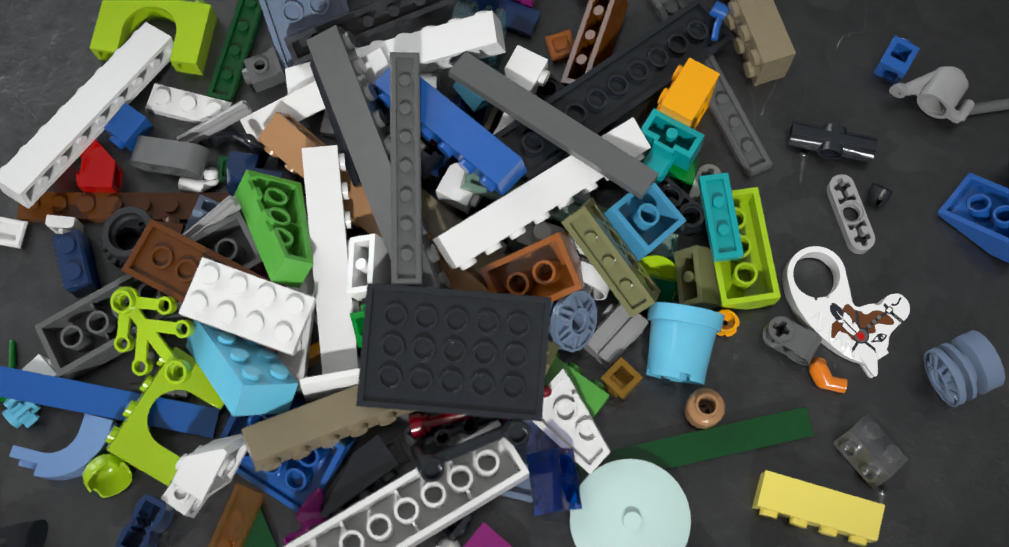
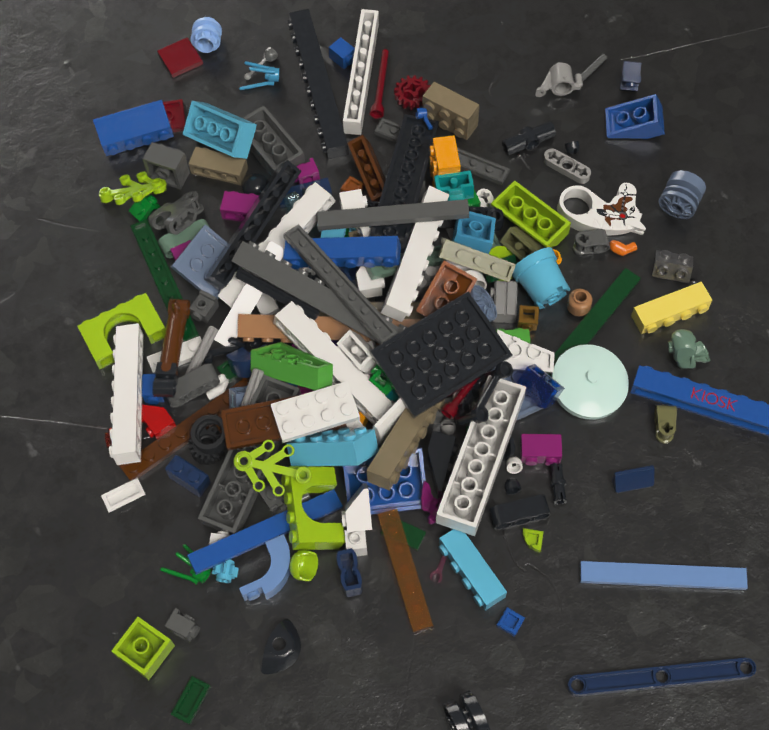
camera: 40 degrees left, 10 degrees down
(63, 224) = (161, 462): white tile -> none
(147, 121) = (167, 369): none -> reddish brown piece
(720, 217) = (510, 205): teal plate -> none
(896, 60) = (526, 80): blue brick -> none

